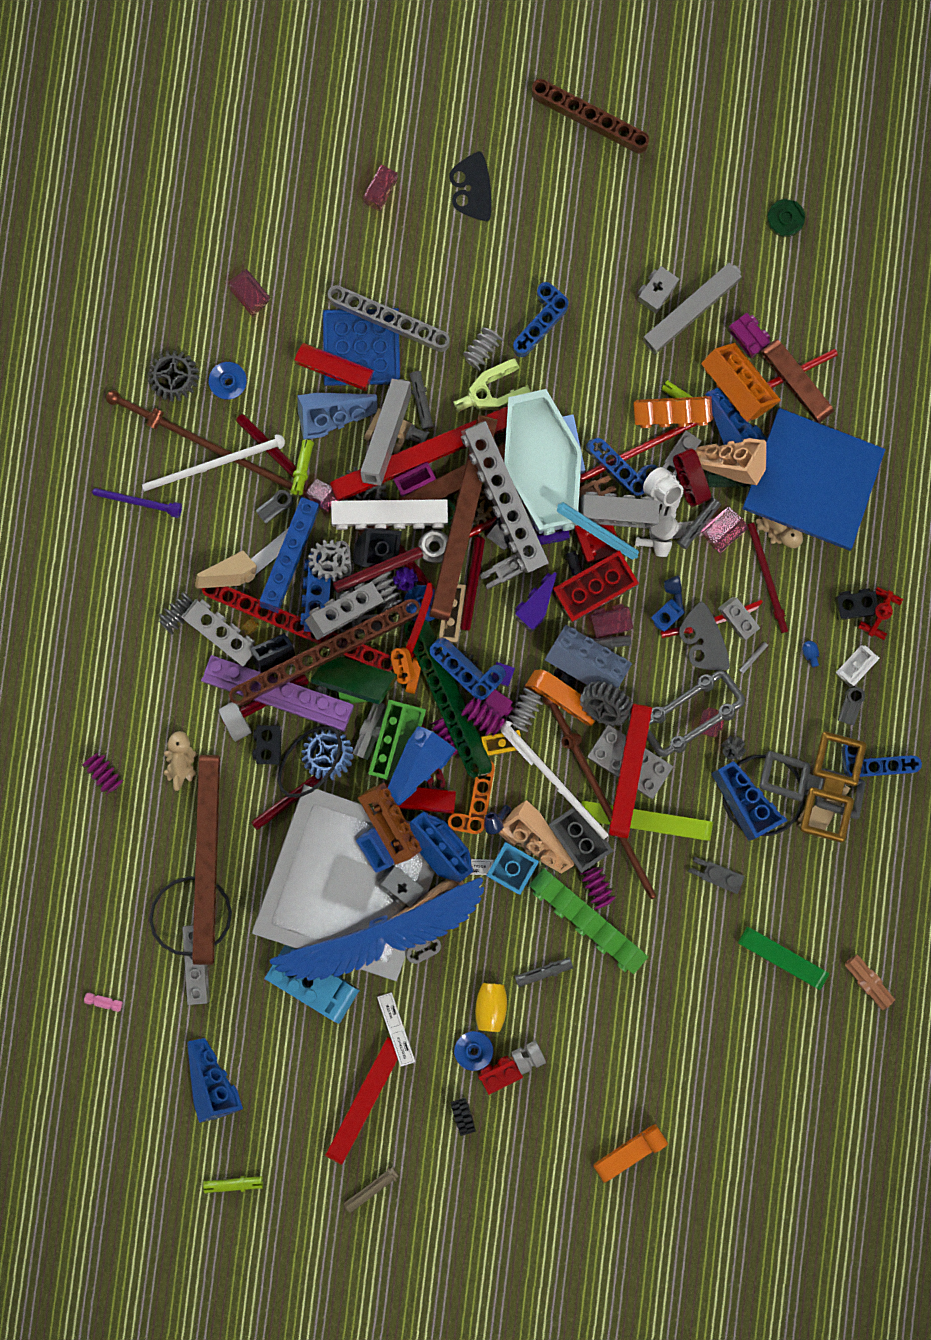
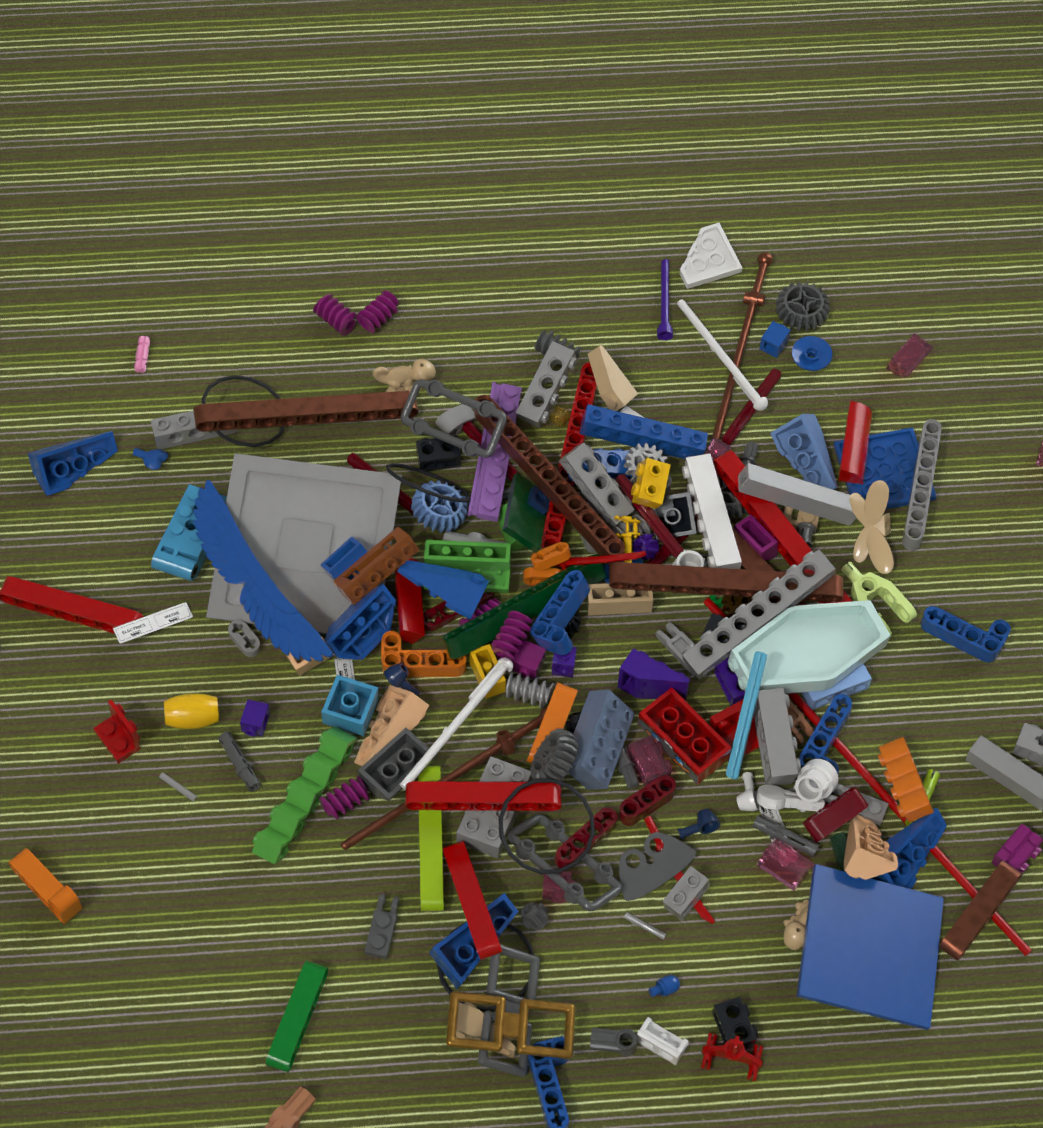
camera: 70 degrees right, 25 degrees down
(97, 813) = (335, 314): none -> magenta piece
(100, 448) = (709, 258): none -> white plate
(204, 410) = (774, 339): none -> blue brick
(220, 1007) = (152, 458): none -> blue rock
(250, 695) = (485, 409): none -> dark grey bar
(272, 653) = (538, 433): black brick -> none
(273, 507) = (692, 416): dark grey piece -> none
(300, 474) = (732, 431): lime pin -> none
(328, 466) = (749, 453): none -> dark grey axle
(341, 664) = (538, 500): none -> dark blue tile
(355, 562) = (650, 483): none -> yellow brick
(397, 593) = (627, 540): none -> yellow piece
(411, 889) = (320, 587): dark grey brick -> none
(421, 399) = (838, 536): dark grey pin -> none
(434, 378) = (872, 516): none -> tan piece
(463, 1116) = (65, 701): black tyre -> none
(466, 1044) = (142, 696): blue dish -> none
(472, 584) = (650, 618): dark red axle -> none
(481, 347) = (917, 580): light grey piece -> none
(507, 953) = (255, 718): none -> dark purple brick
(528, 1057) = (140, 758): light grey wheel -> none
(556, 1026) = (177, 786): none -> light grey piece
(574, 563) = (708, 711): black pin -> none
(633, 734) = (554, 871): none -> black piece
(646, 621) = (642, 809): none -> dark red beam
(672, 610) = (671, 817): blue brick -> none
(672, 691) = (583, 836): none -> dark red beam
(721, 798) = (472, 900): none -> red beam
(740, 381) = (961, 848): orange slope -> none
(778, 613) = (703, 941): dark red bar -> none

